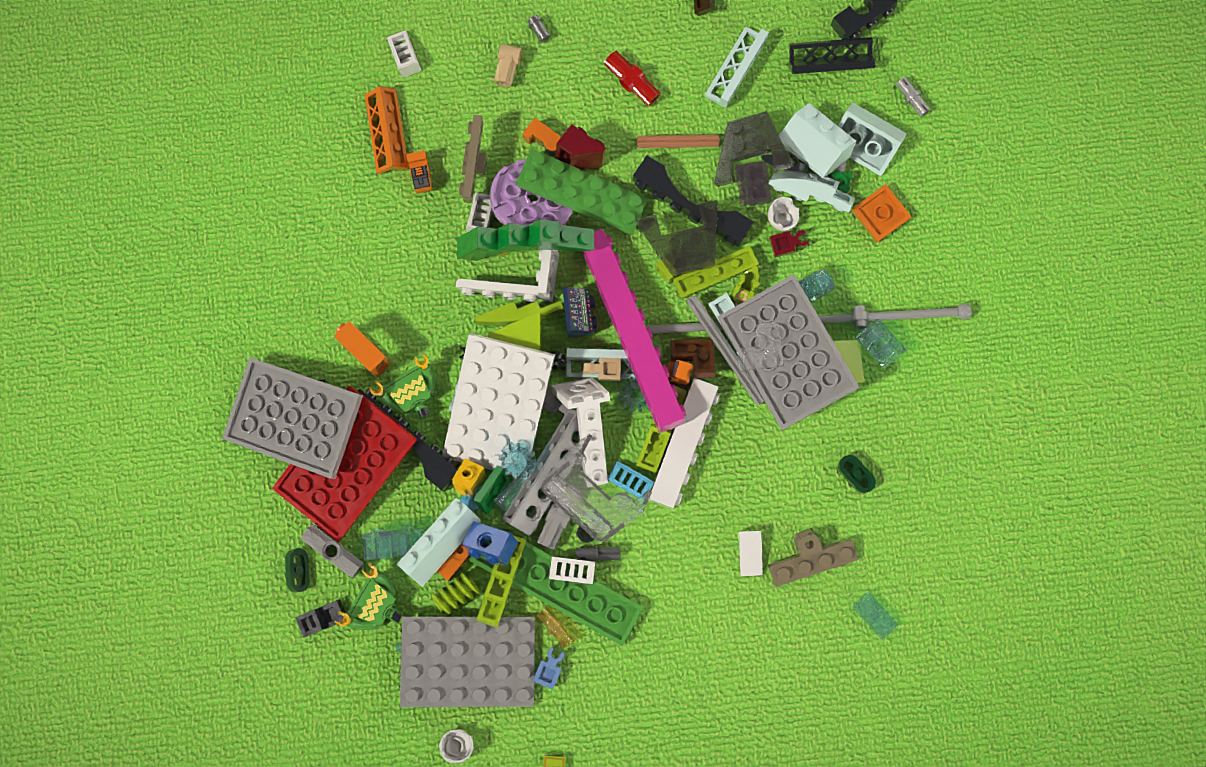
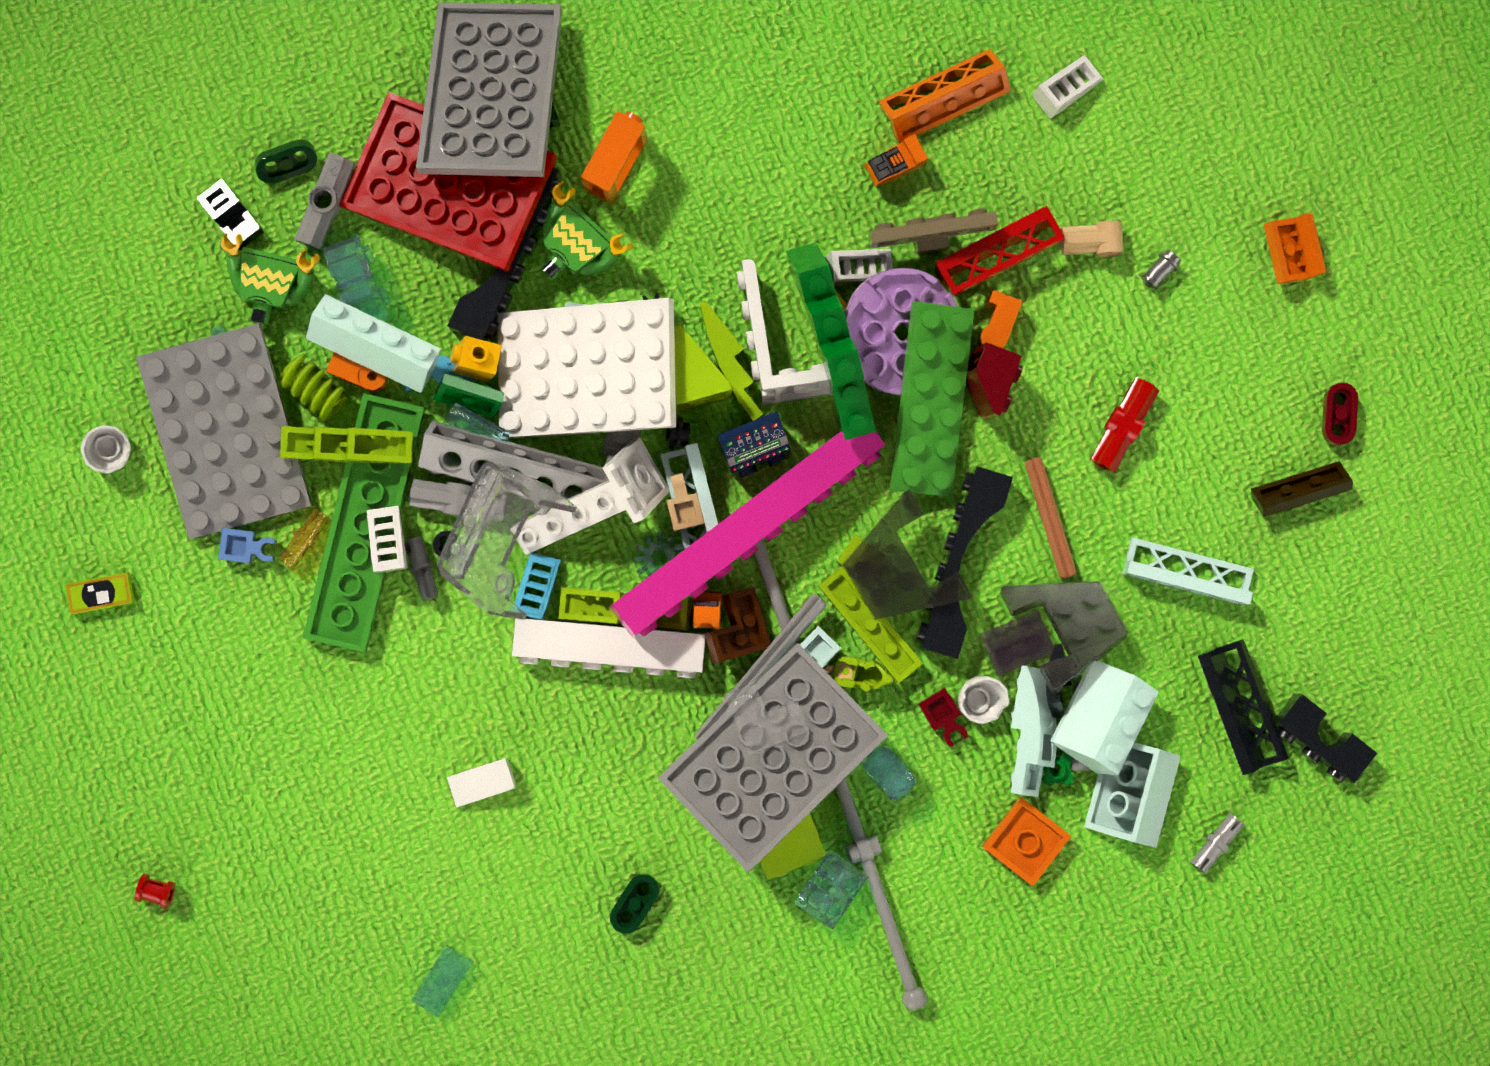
camera: 65 degrees right, 5 degrees up
(481, 536) = (392, 430): blue brick -> none
(492, 125) = (995, 245): none -> red fence
(519, 452) = (506, 417): clear light blue gear -> none
(811, 558) = (497, 870): dark tan plate -> none

